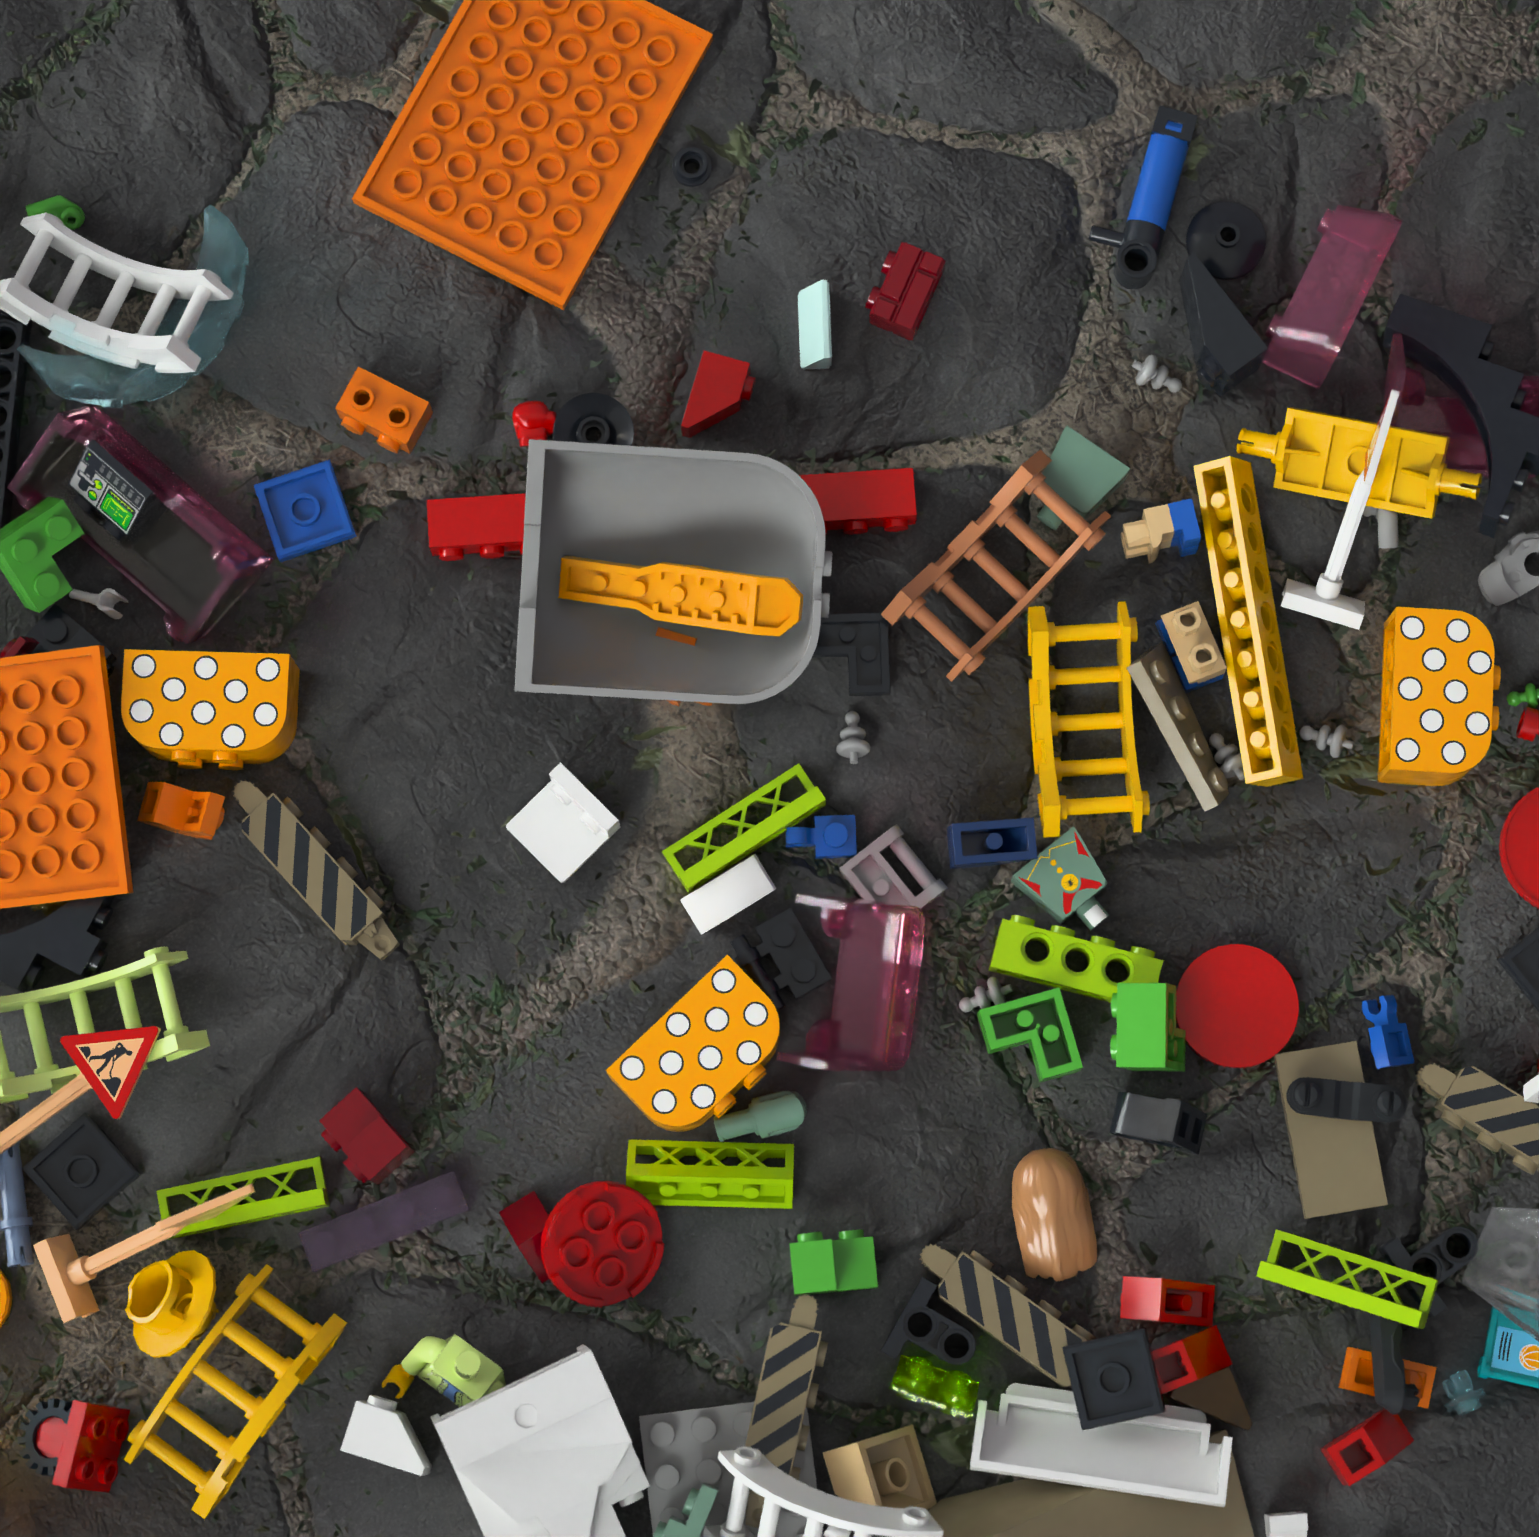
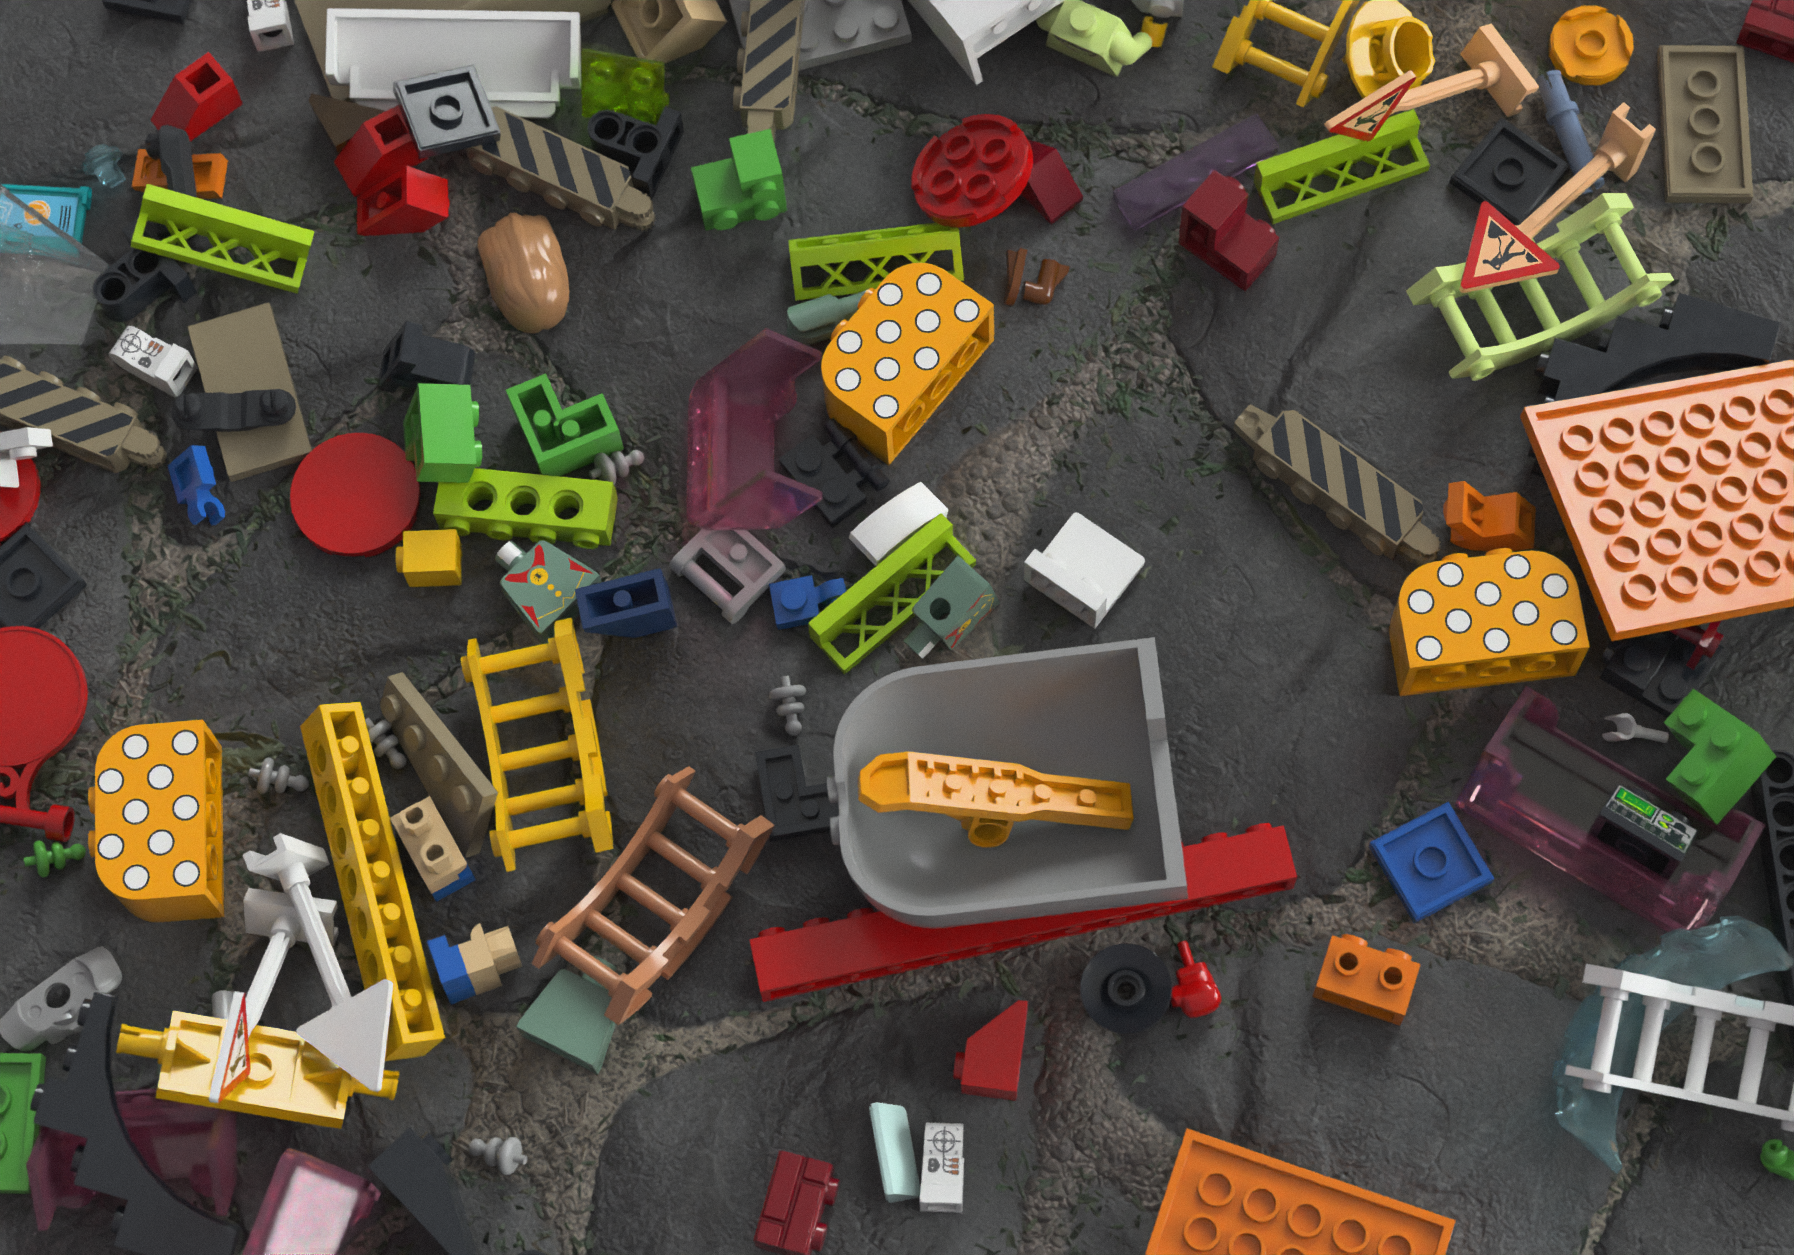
camera: 175 degrees right, 10 degrees down
(555, 1114) = (1049, 277): none -> reddish brown piece
(680, 806) = (955, 592): none -> sand green torso
(776, 304) = (942, 1168): none -> white leg
(1170, 926) = (430, 558): none -> yellow brick
(1275, 479) = (355, 1026): none -> white piece
(1423, 1173) = (153, 360): none -> white leg

